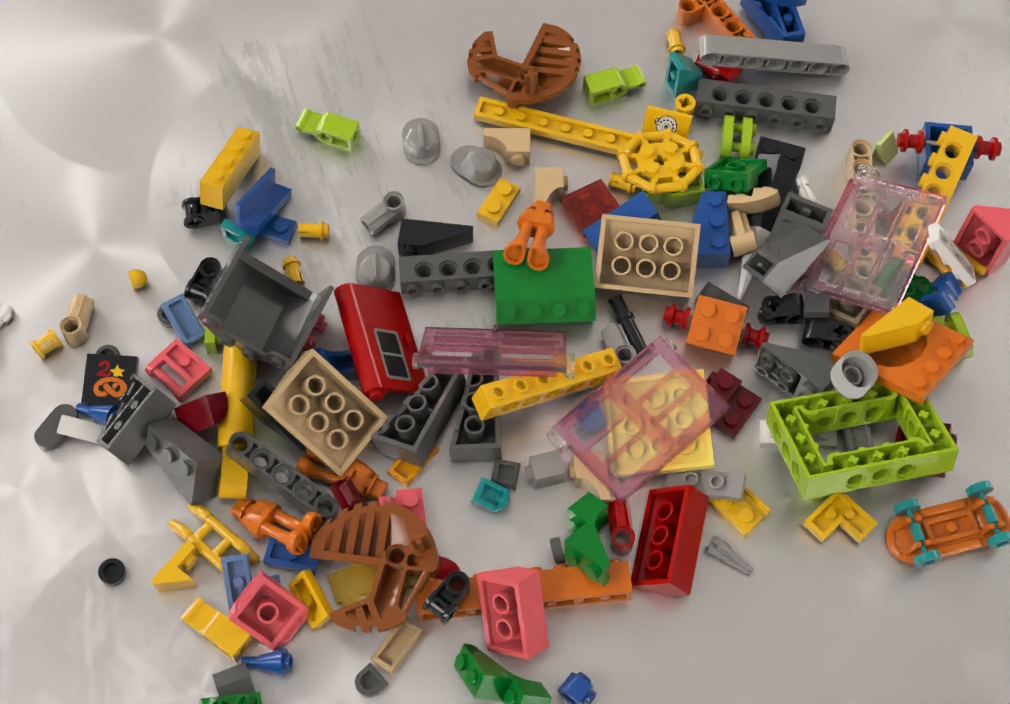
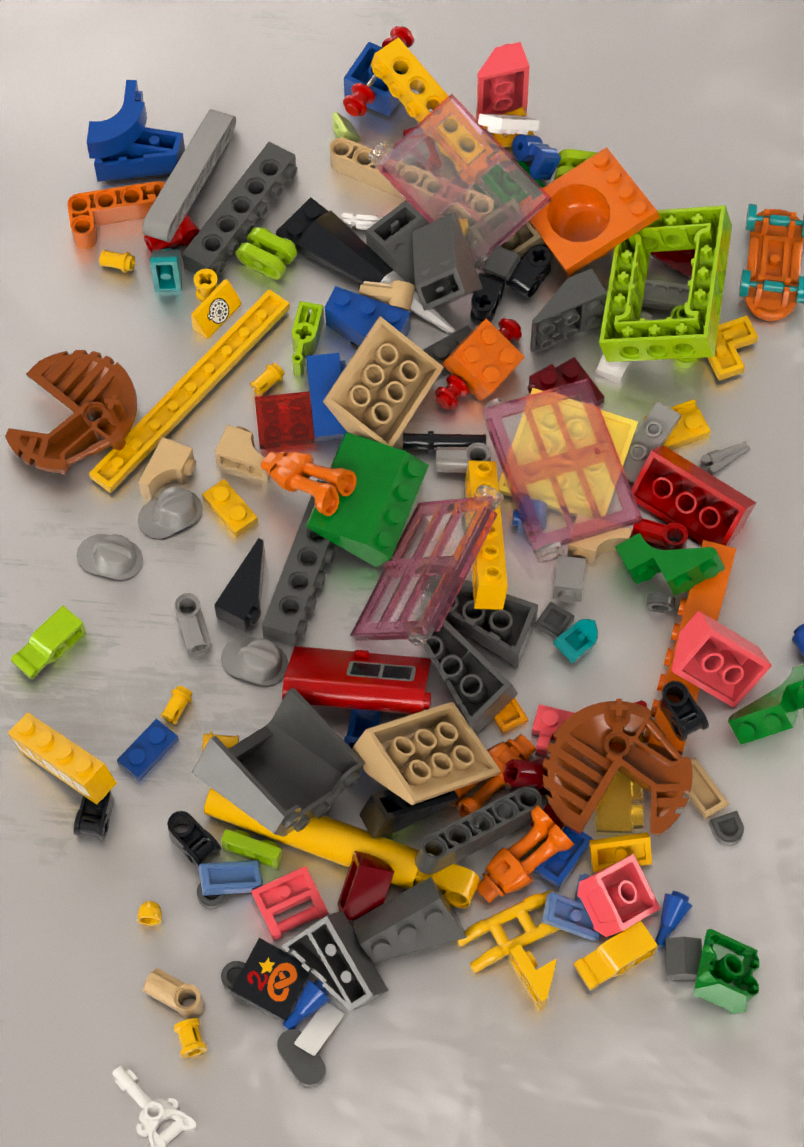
camera: 65 degrees left, 0 degrees up
(112, 572) = (504, 1048): black tile -> none
(235, 234) = (144, 784): teal plate -> none
(261, 203) = (125, 743): blue panel -> none
(612, 83) = (138, 339): lime piece -> none
(662, 177) = (268, 317): yellow plate -> none
(734, 174) = (315, 270): green plate -> none
(761, 200) = (360, 258): tan slope -> none
(854, 374) = (608, 257): light grey piece -> none
(898, 327) = (568, 197): yellow slope -> none

